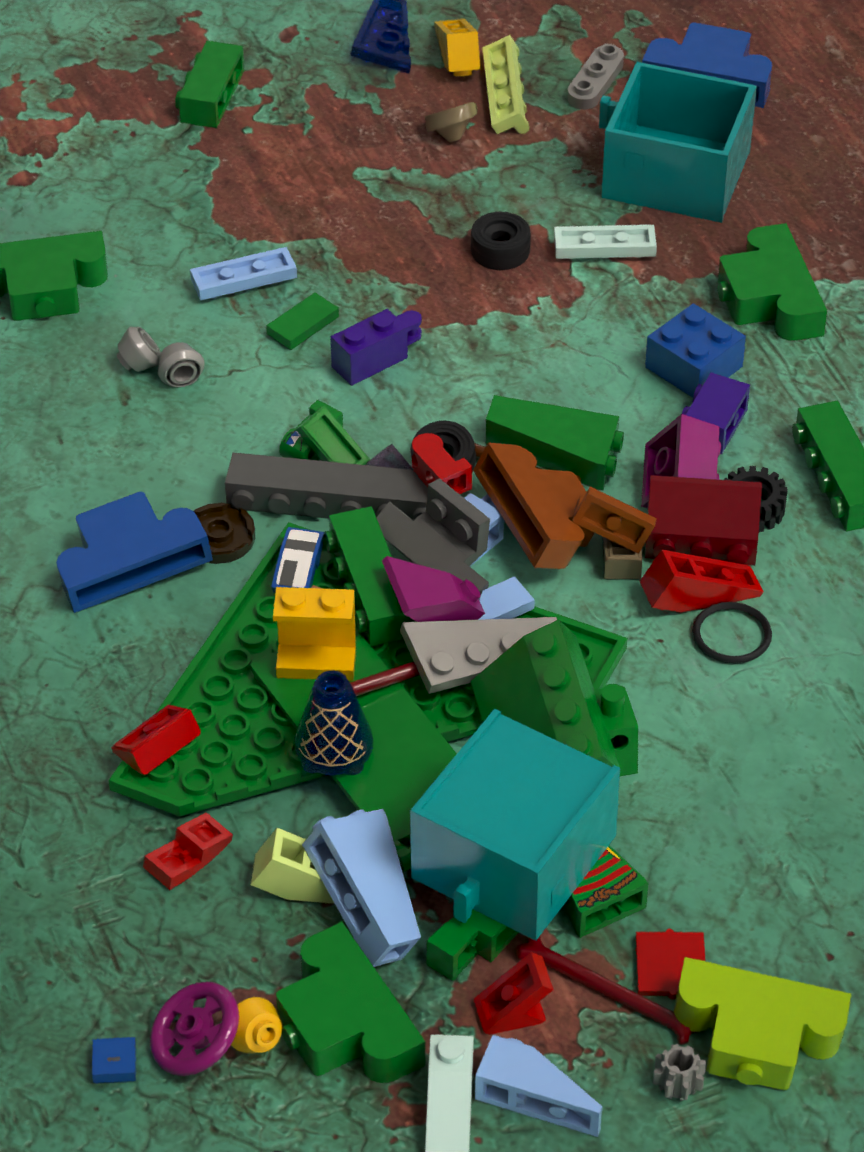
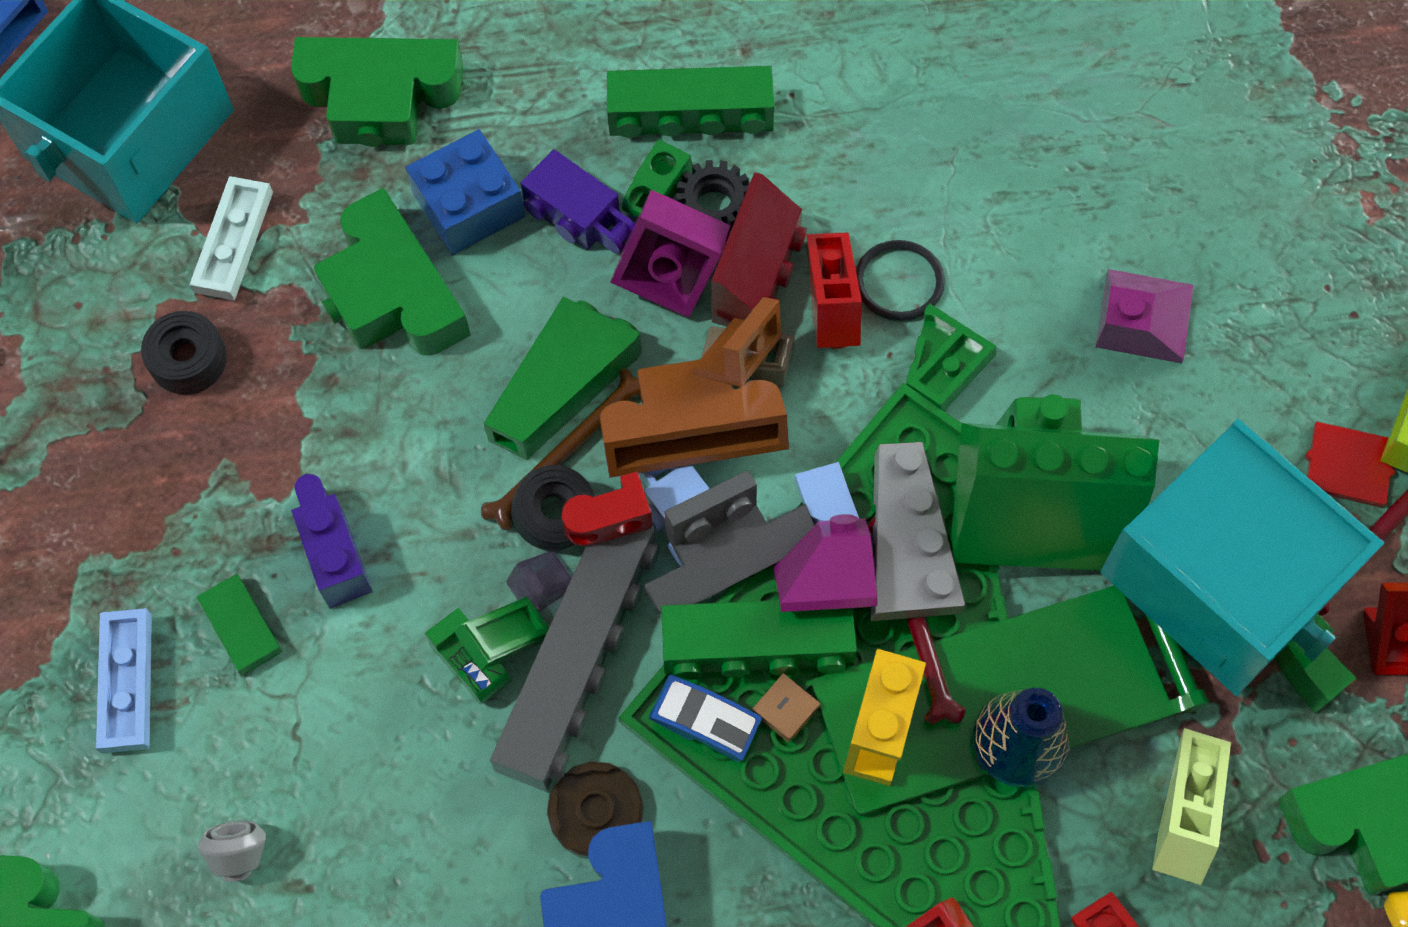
camera: 75 degrees left, 20 degrees up
(180, 365) = (277, 798): light grey cone -> none
(365, 882) = (1236, 749): light blue slope -> none
(600, 329) = (388, 282): none -> green brick
(661, 666) = (946, 358): none -> green wing
(748, 452) = (656, 174): none -> green leg
(762, 792) = (1144, 316): none -> magenta slope

